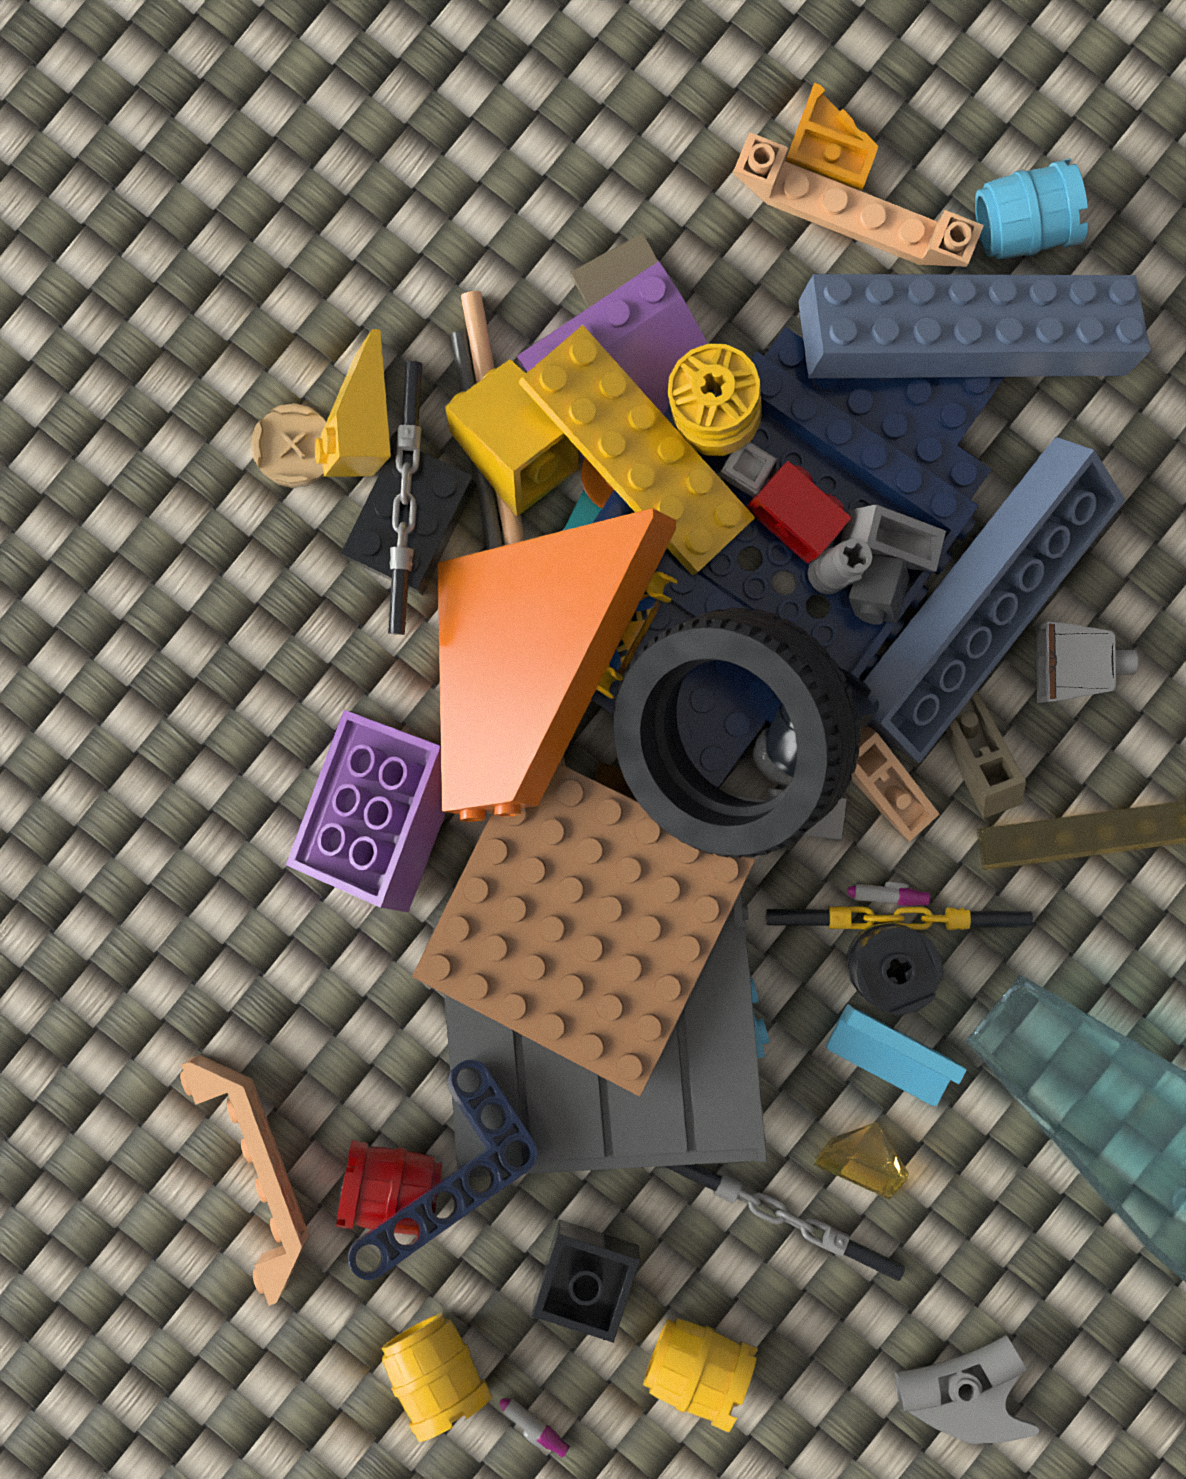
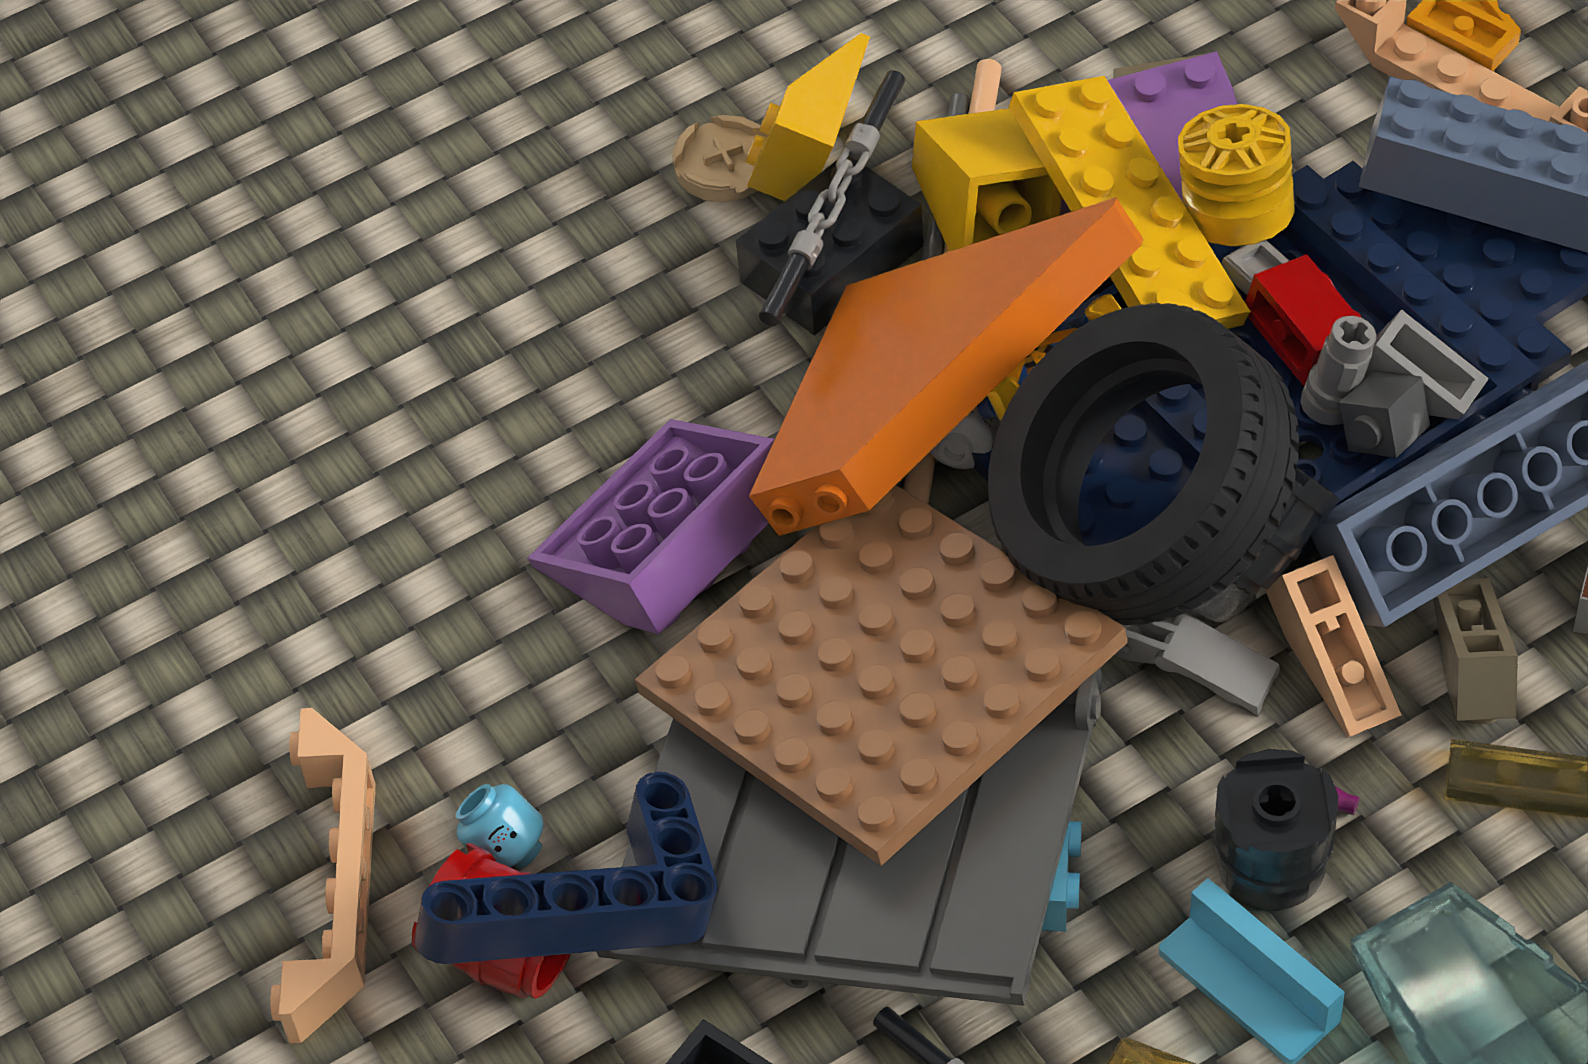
camera: 25 degrees right, 35 degrees down
(358, 1109) = (501, 824): none -> medium azure head
(841, 918) = (1386, 837): piece -> none

